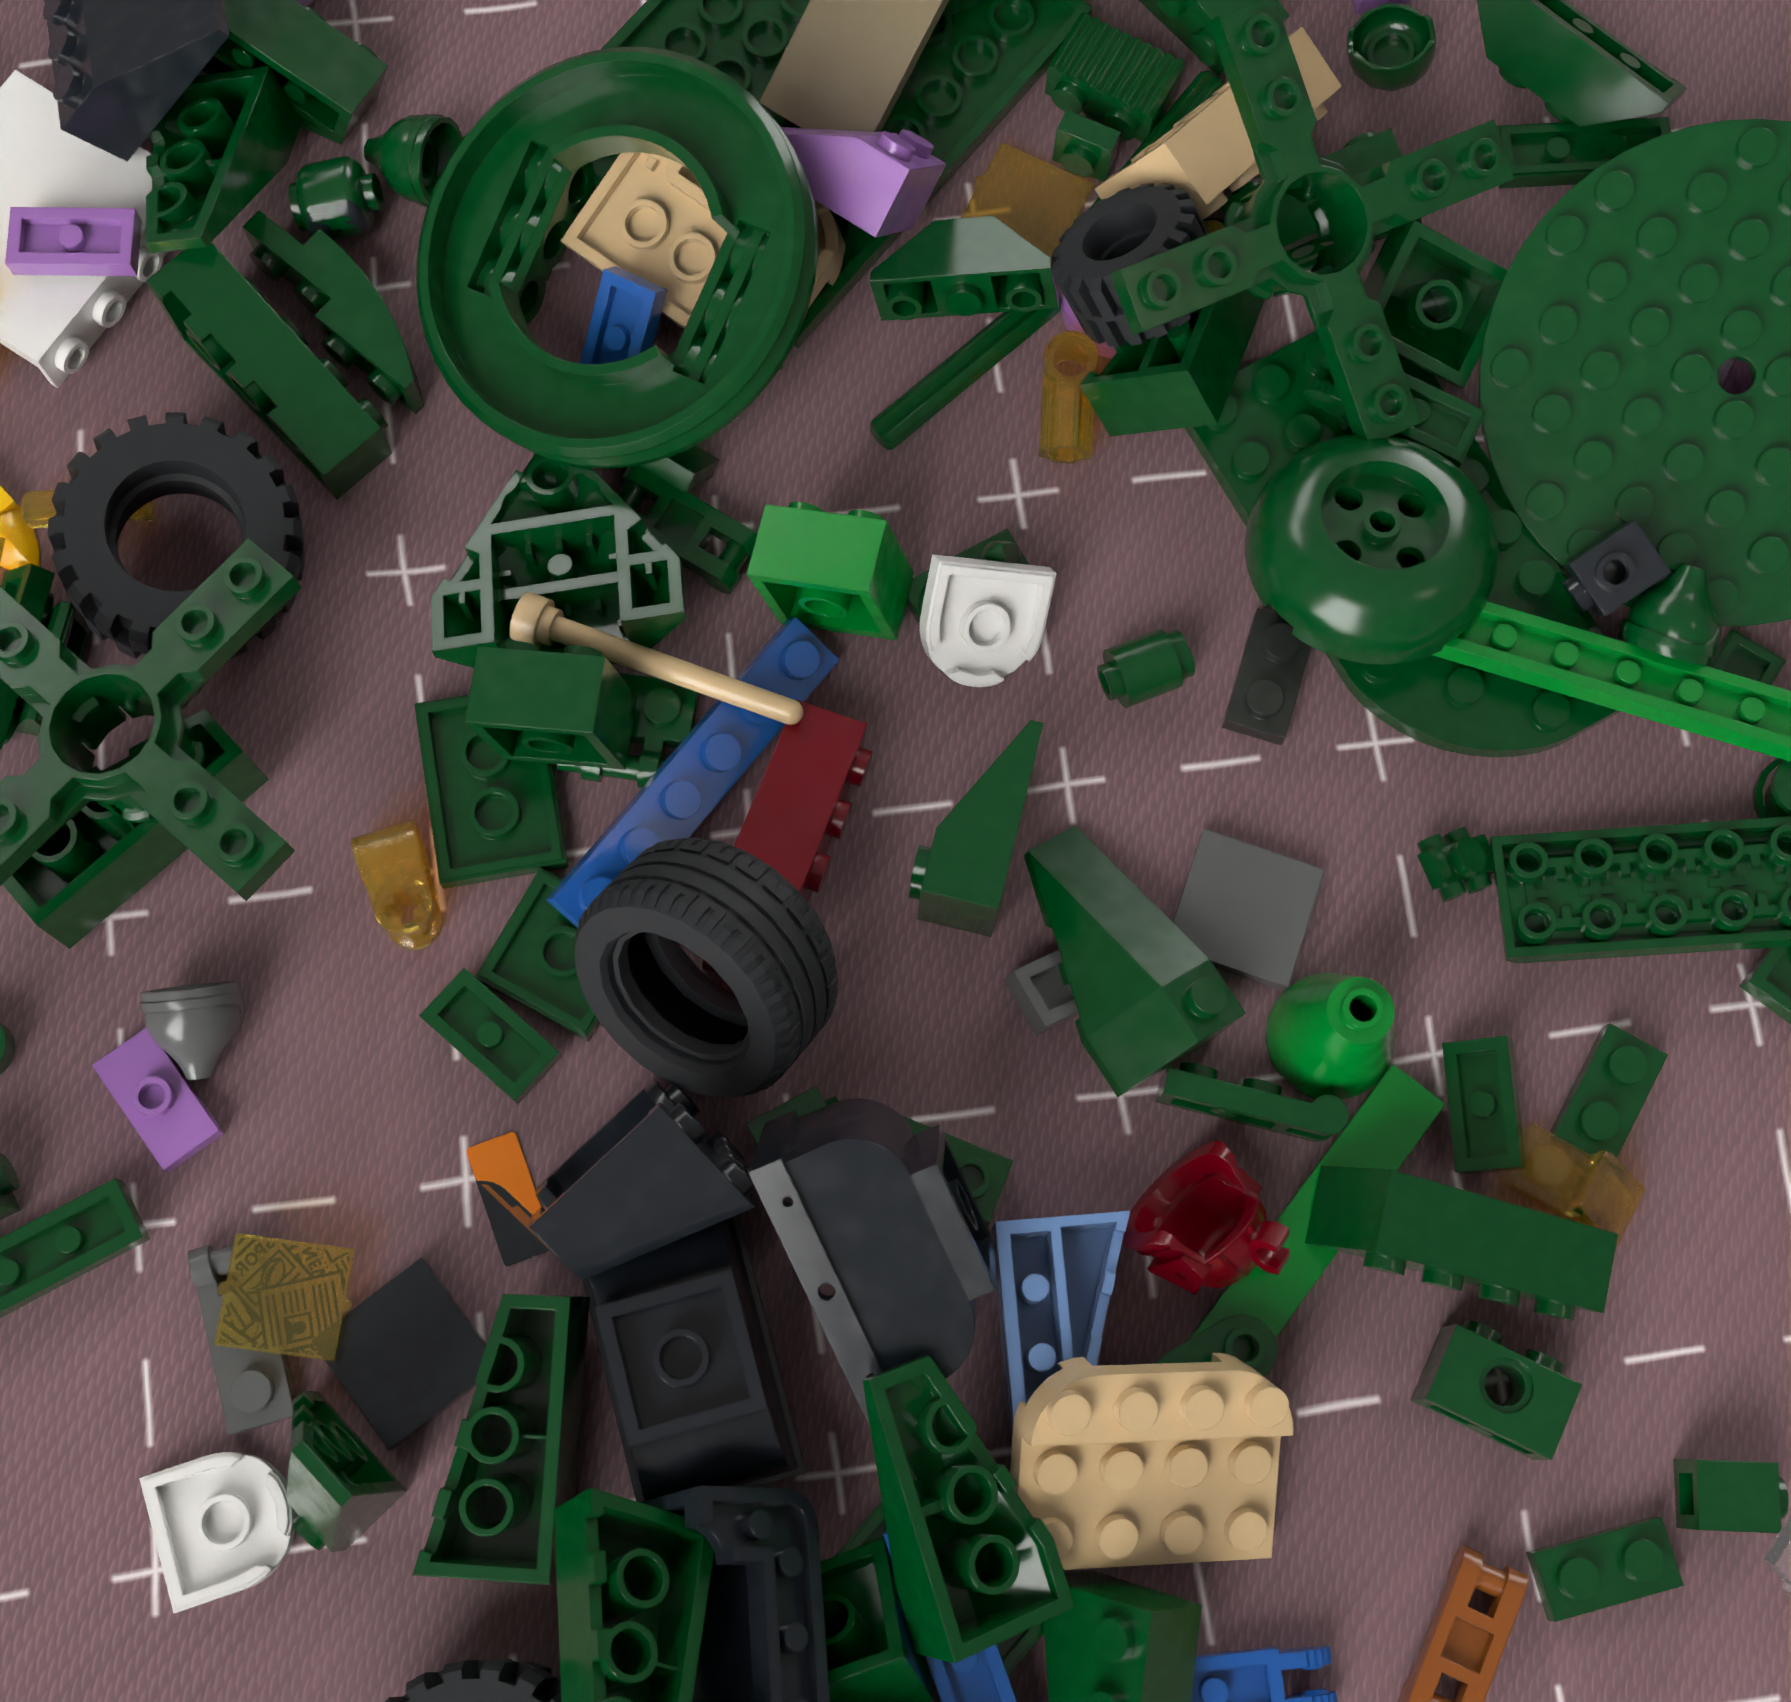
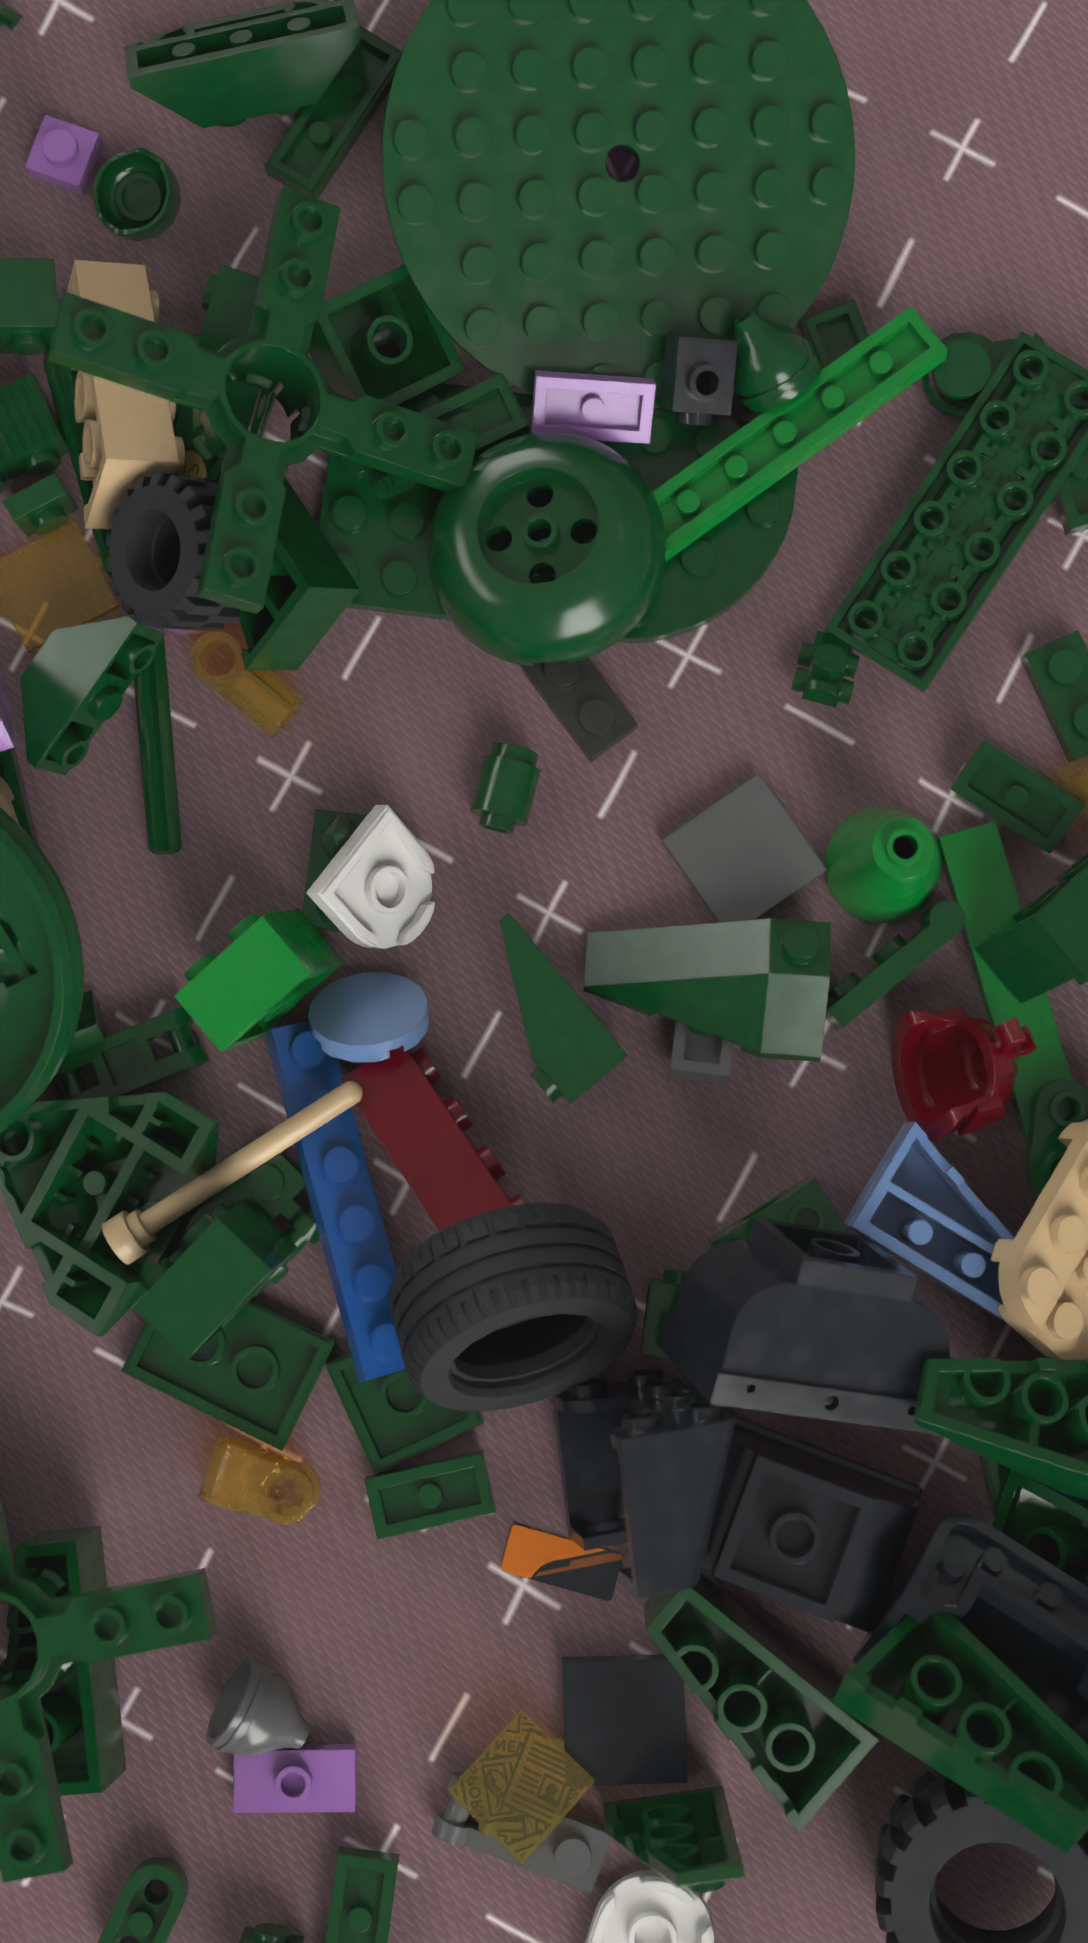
camera: 45 degrees left, 10 degrees up
(868, 685) = (369, 1016): none -> medium blue tile
(1520, 503) = (593, 406): none -> plate

